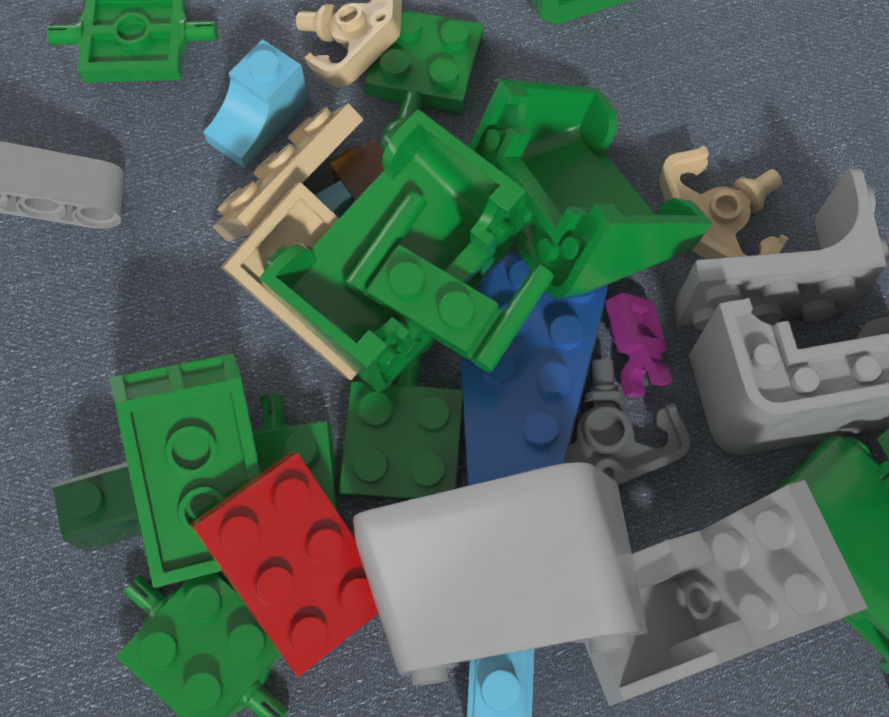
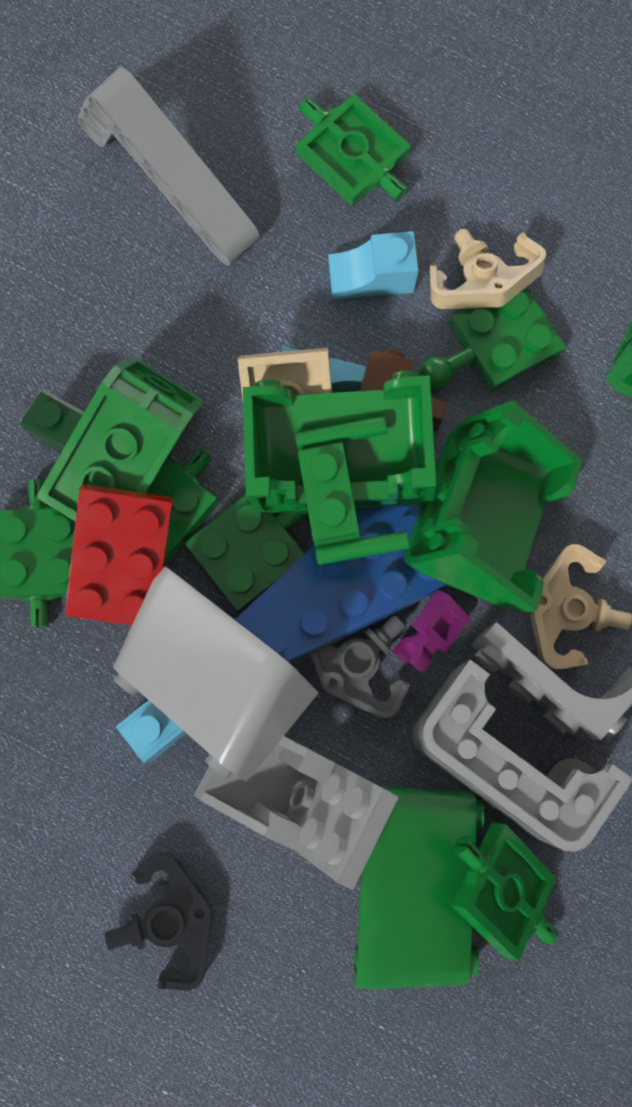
camera: 45 degrees right, 10 degrees up
(280, 172) = (342, 329): tan plate -> none

